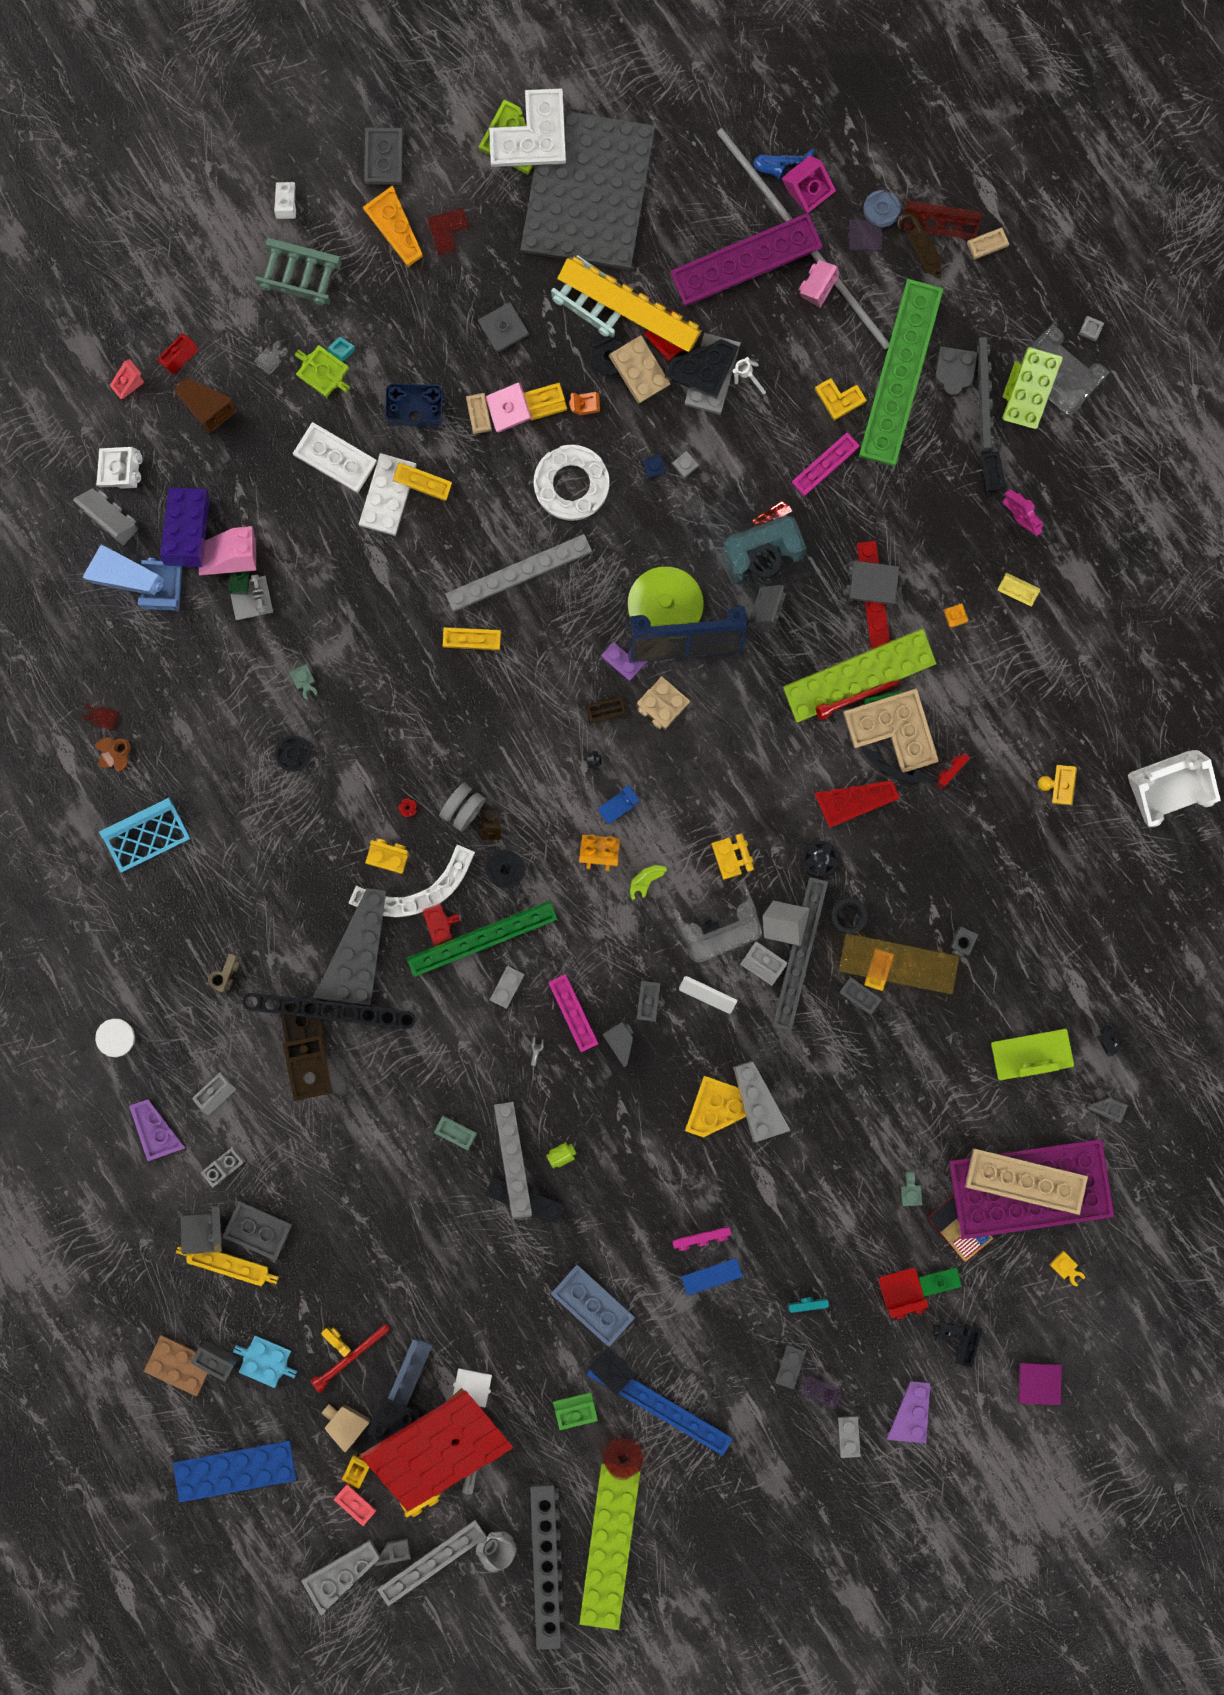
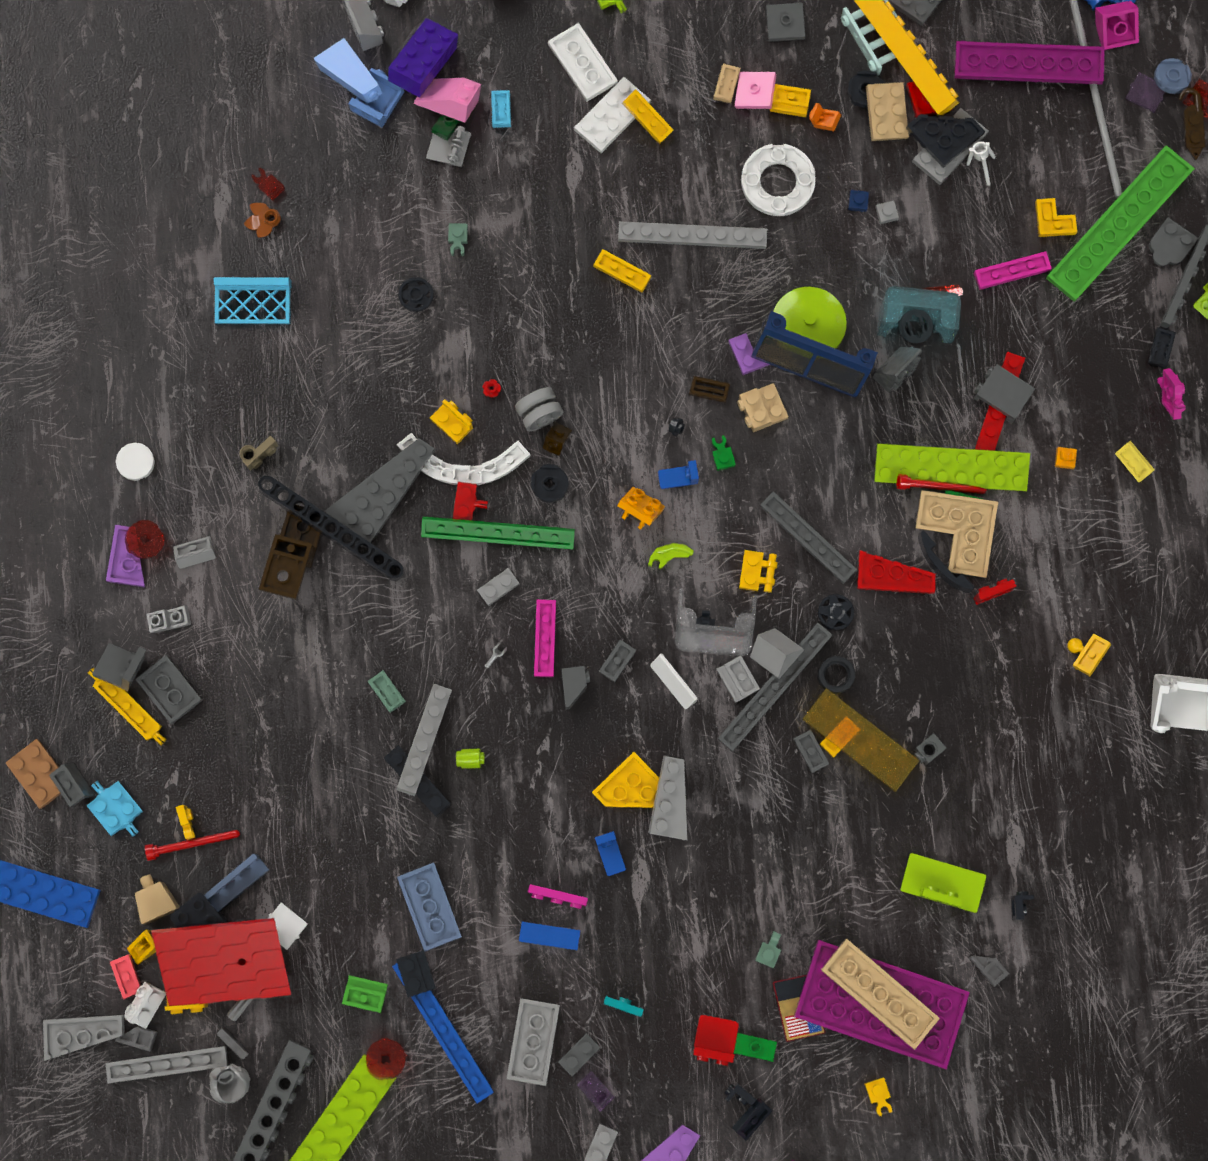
camera: 30 degrees right, 5 degrees down
(157, 1115) = (135, 545): none -> clear red plate
(281, 539) = (501, 109): none -> medium azure plate
(385, 1521) = (144, 1005): none -> white bracket
(414, 399) = (676, 45): dark blue axle -> none
(480, 1513) = (232, 1042): none -> flat silver tile
(649, 766) = (722, 456): none -> green plate
(729, 1177) = (610, 853): none -> blue bracket
(744, 1376) = (533, 1042): none -> light grey plate
(762, 803) = (808, 537): none -> dark grey plate
(820, 282) = (1085, 112): bright pink slope -> none

